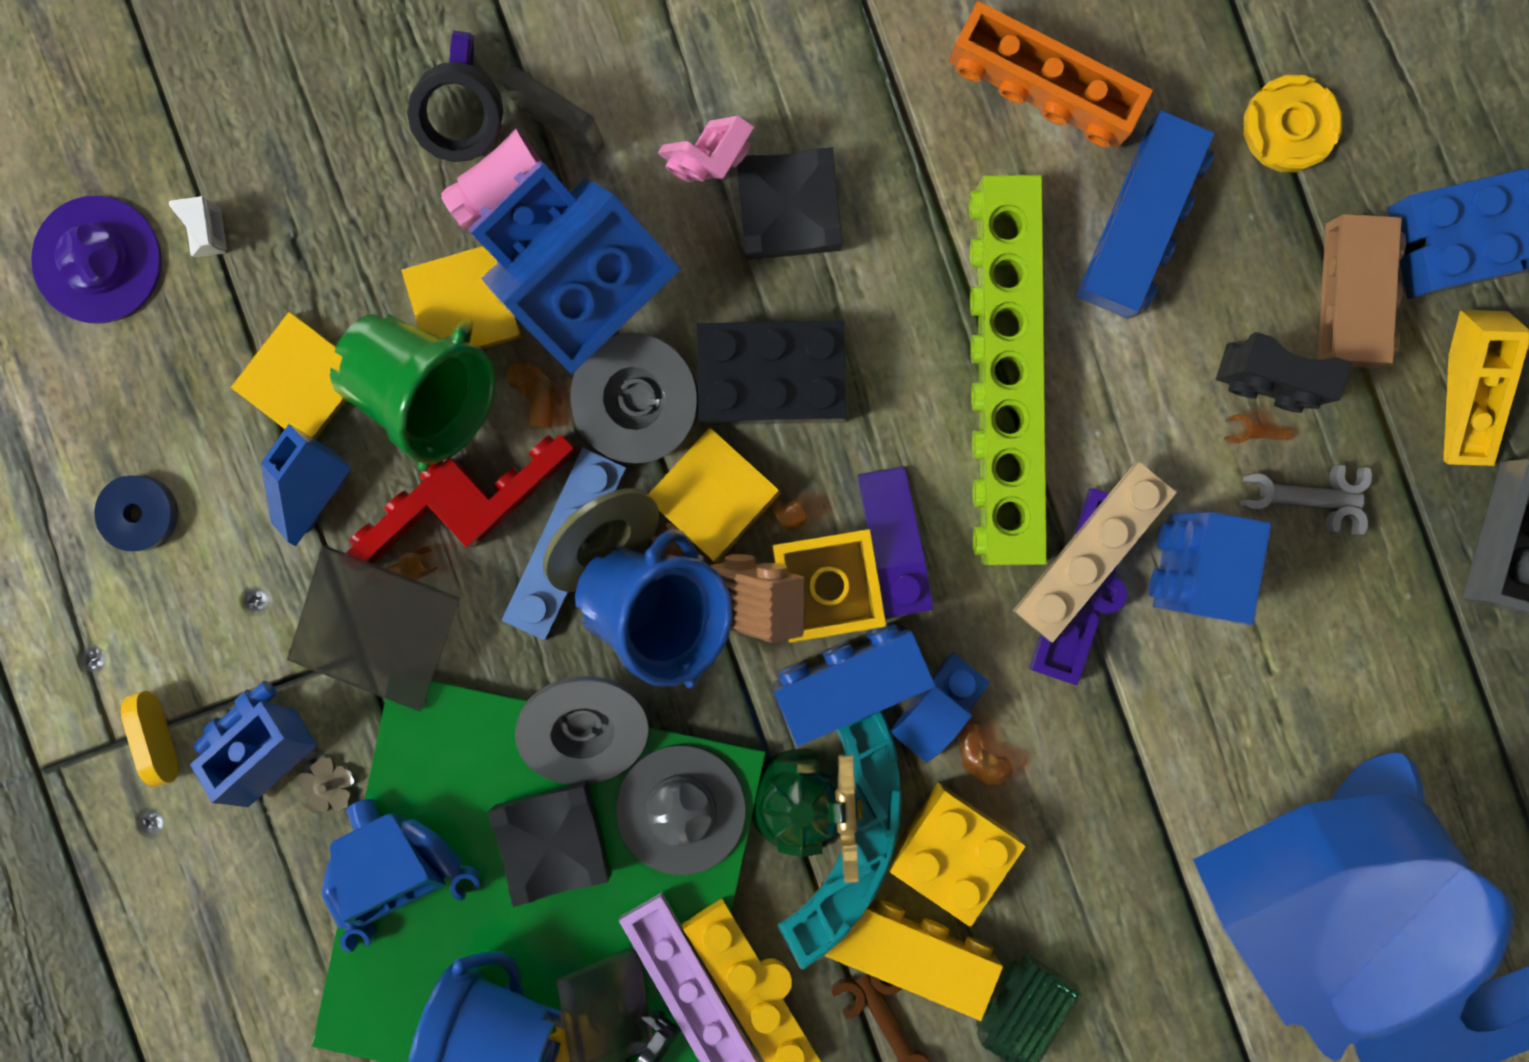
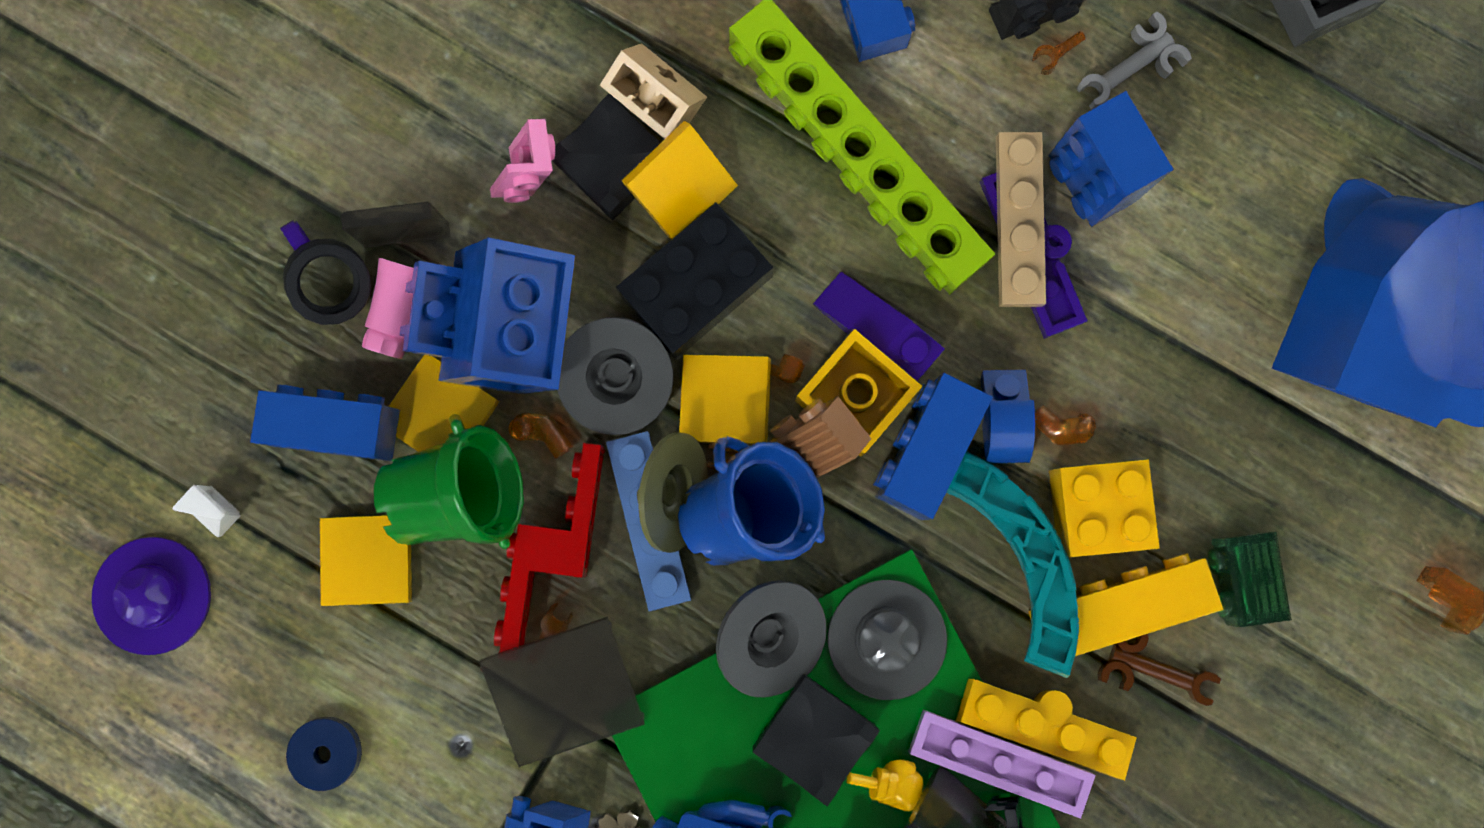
camera: 40 degrees left, 5 degrees down
(300, 481) = (425, 631): blue slope -> none
(356, 235) = (325, 423): none -> blue brick
(584, 934) = (893, 785): none -> yellow piece
(805, 807) = (973, 562): dark green helmet -> none
(829, 275) = (679, 180): none -> yellow tile
(872, 176) = (652, 89): none -> tan brick

